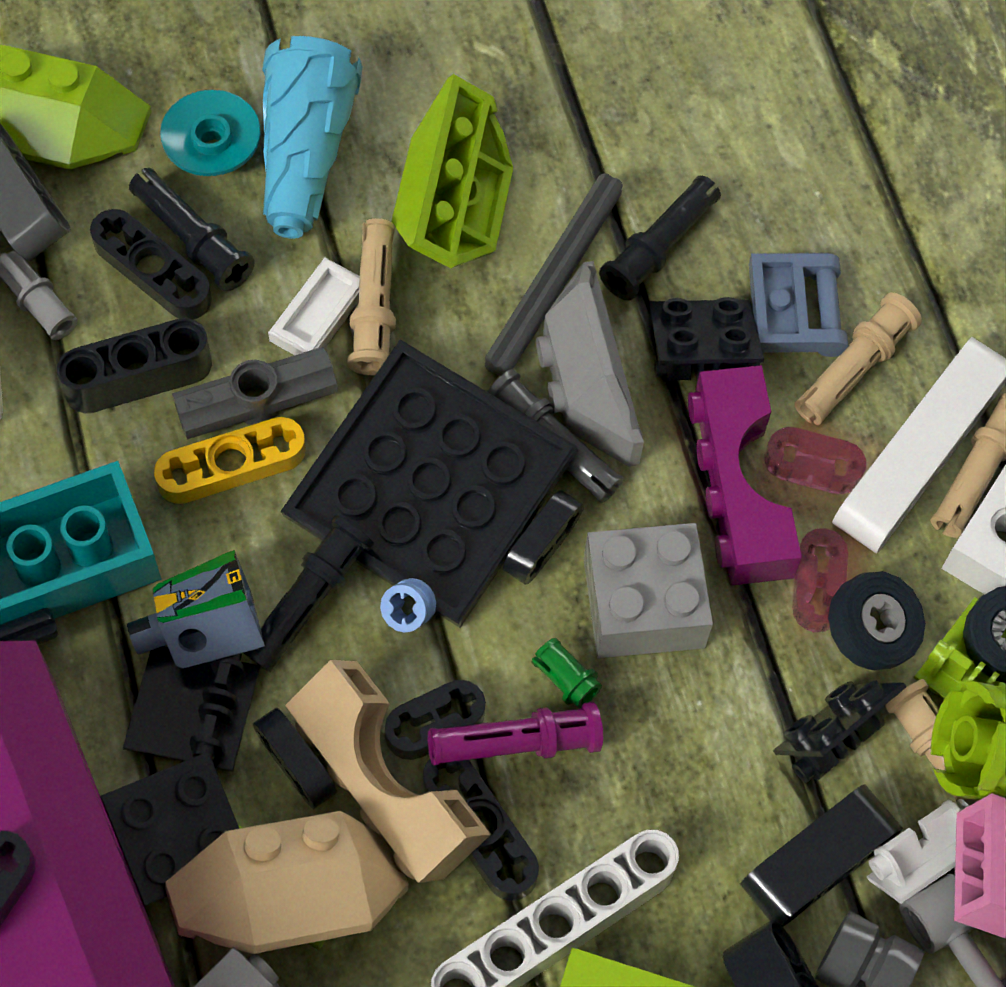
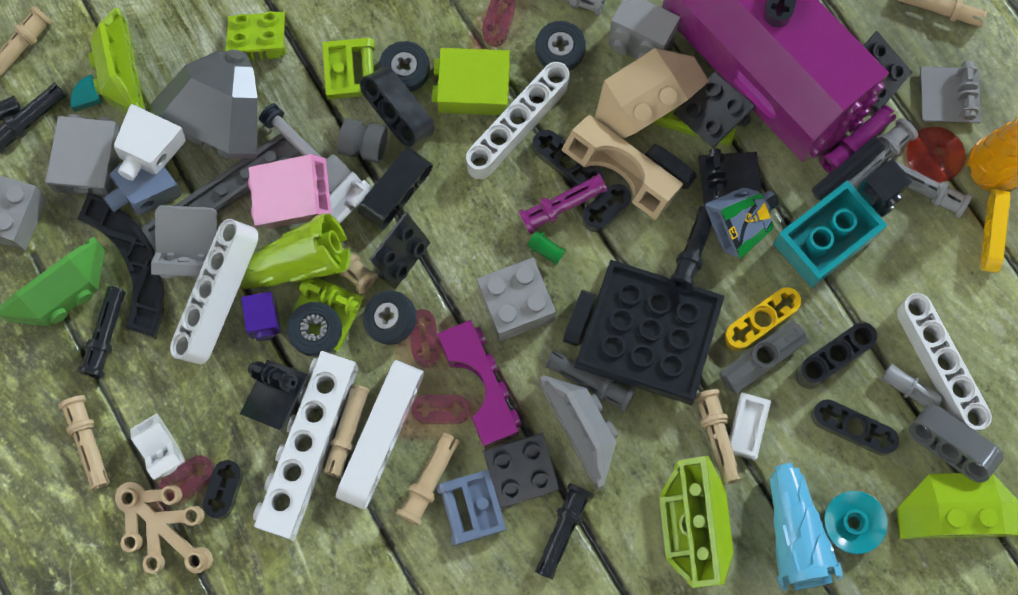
camera: 170 degrees right, 10 degrees up
(204, 241) = (828, 447): black pin -> none
(394, 599) = (639, 259): light blue bush -> none
(553, 275) = (619, 490): dark grey axle -> none

